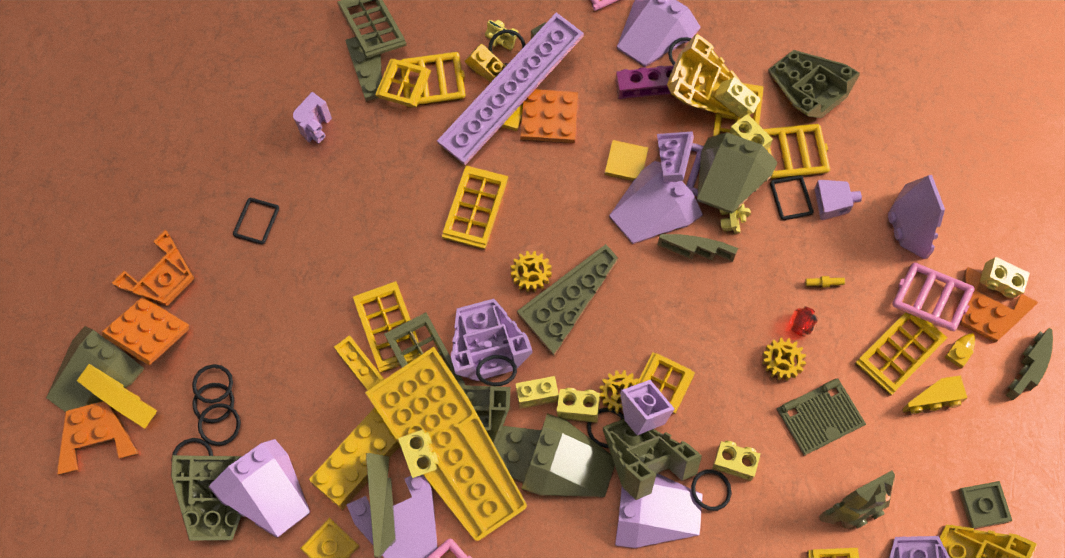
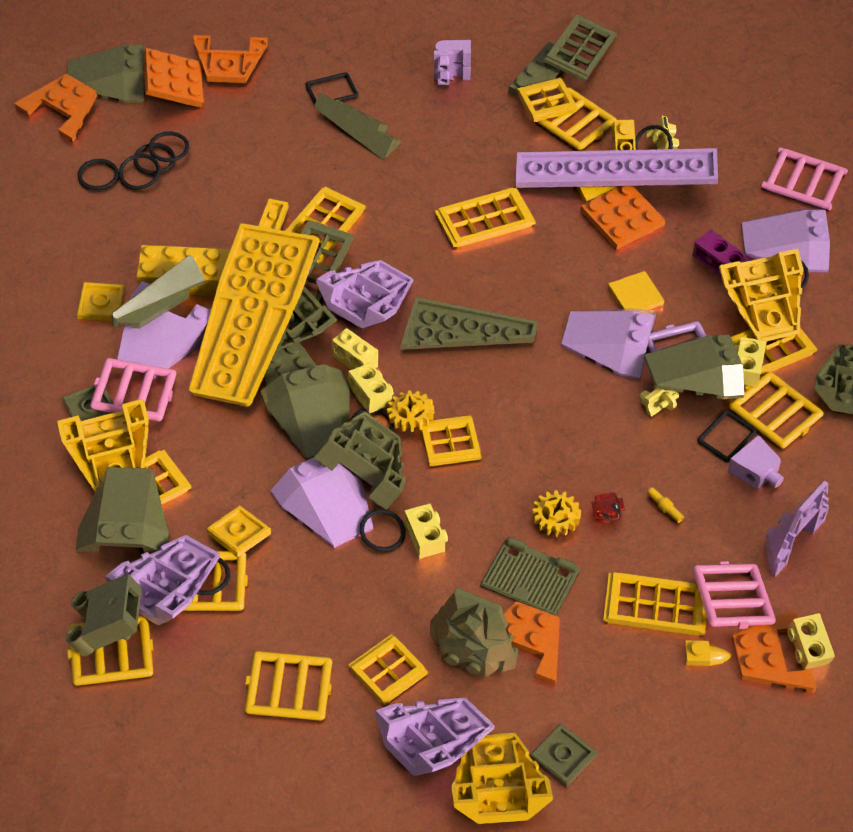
camera: 50 degrees right, 15 degrees down
(116, 396) = (104, 94): yellow slope -> none
(200, 508) = (78, 195): olive wedge -> none
(263, 488) = (111, 224): lavender wedge -> none
(311, 227) = (359, 125): none -> olive wedge
(412, 454) = (218, 288): light yellow brick -> none
(496, 383) = (341, 295): black piece -> none
(534, 278) = (461, 286): yellow gear -> none
(645, 407) = (408, 428): lavender slope -> none
(674, 154) = (669, 313): lavender wing -> none
(690, 245) = (600, 385): olive slope -> none
(737, 97) = (775, 324): light yellow brick -> none
(870, 450) = (537, 634): none -> orange wing
(944, 392) = (638, 653): yellow slope -> none
(1035, 364) = (752, 718): olive slope -> none

